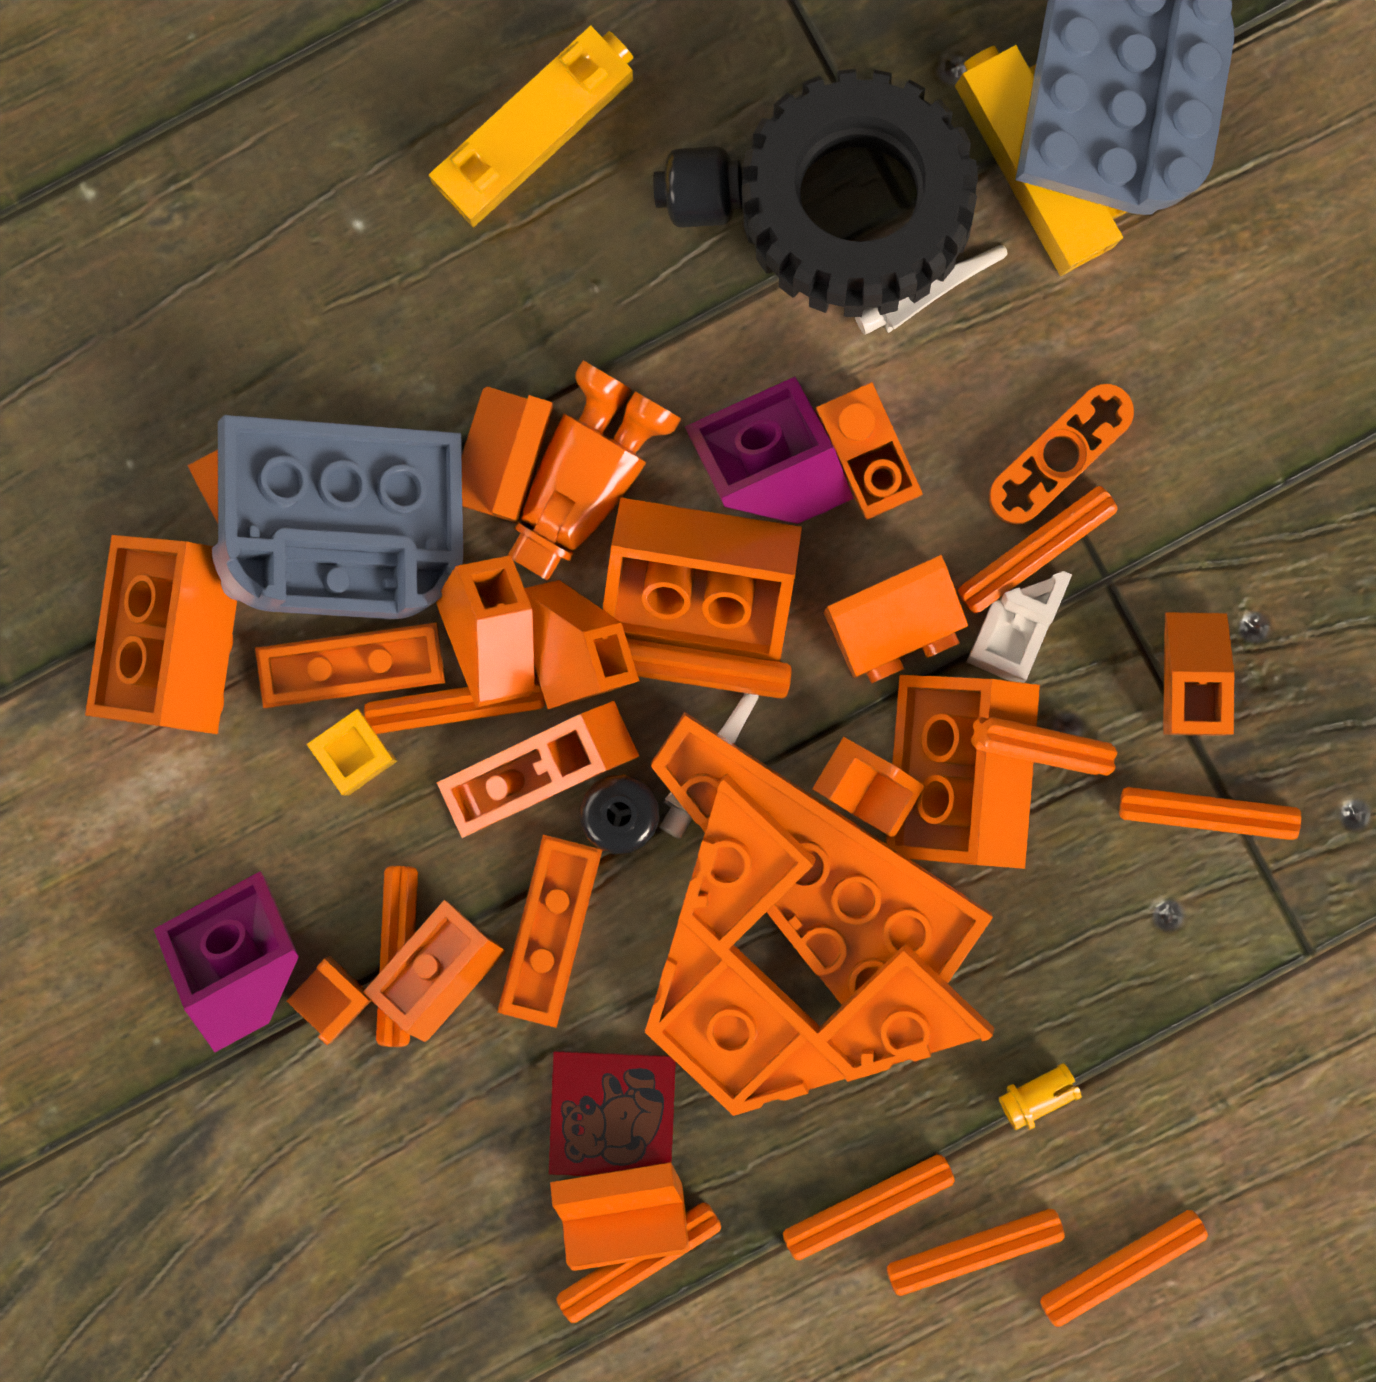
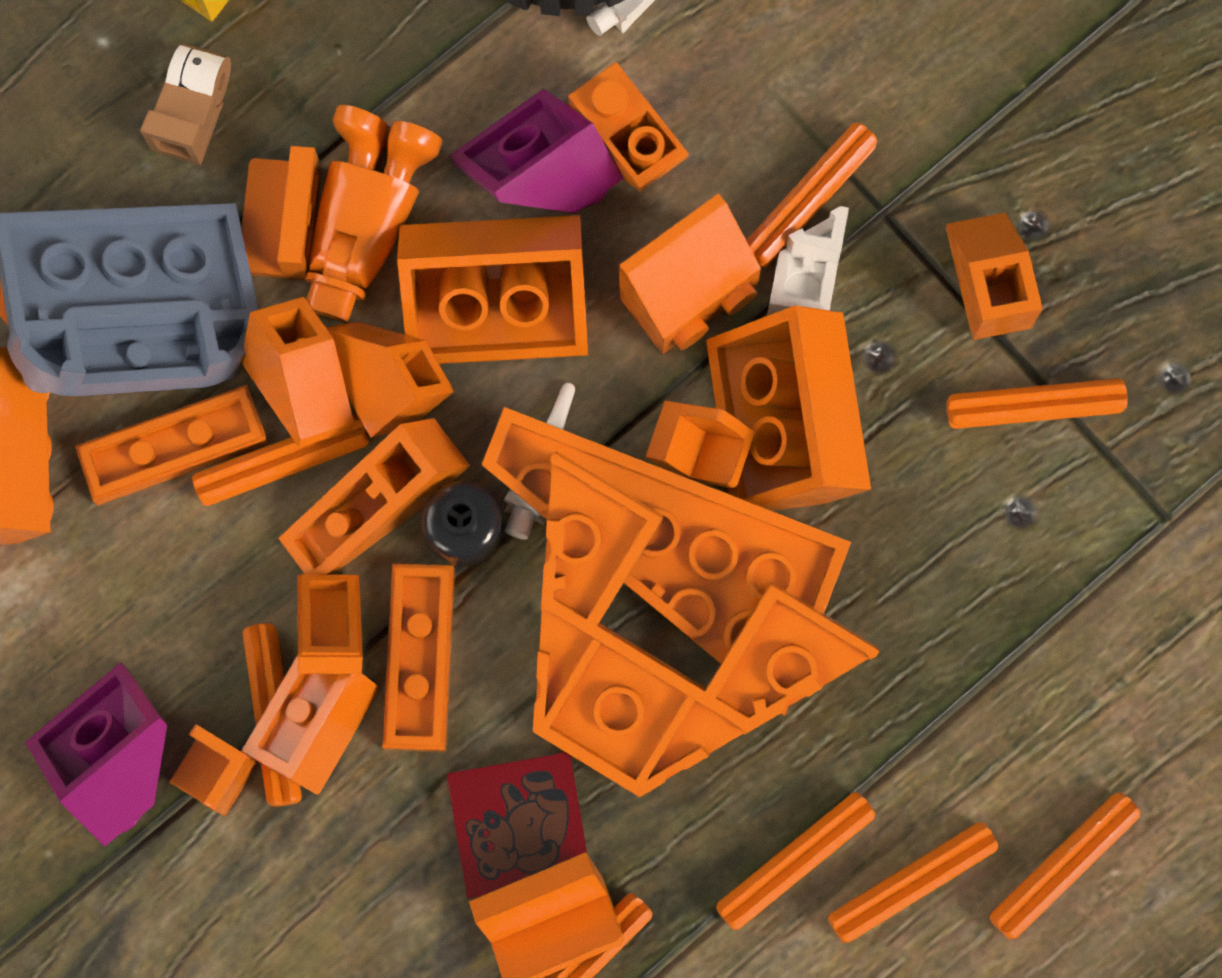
camera: 10 degrees left, 10 degrees down
(351, 753) = (187, 521): yellow panel -> none
(434, 317) = (188, 104): none -> medium nougat leg
(470, 886) = (329, 624): none -> orange tile
(710, 669) = (523, 371): orange axle -> none
(1039, 1097) = (938, 712): yellow pin -> none
(1043, 746) = (860, 363): orange axle -> none
(1104, 434) = (821, 62): orange beam -> none

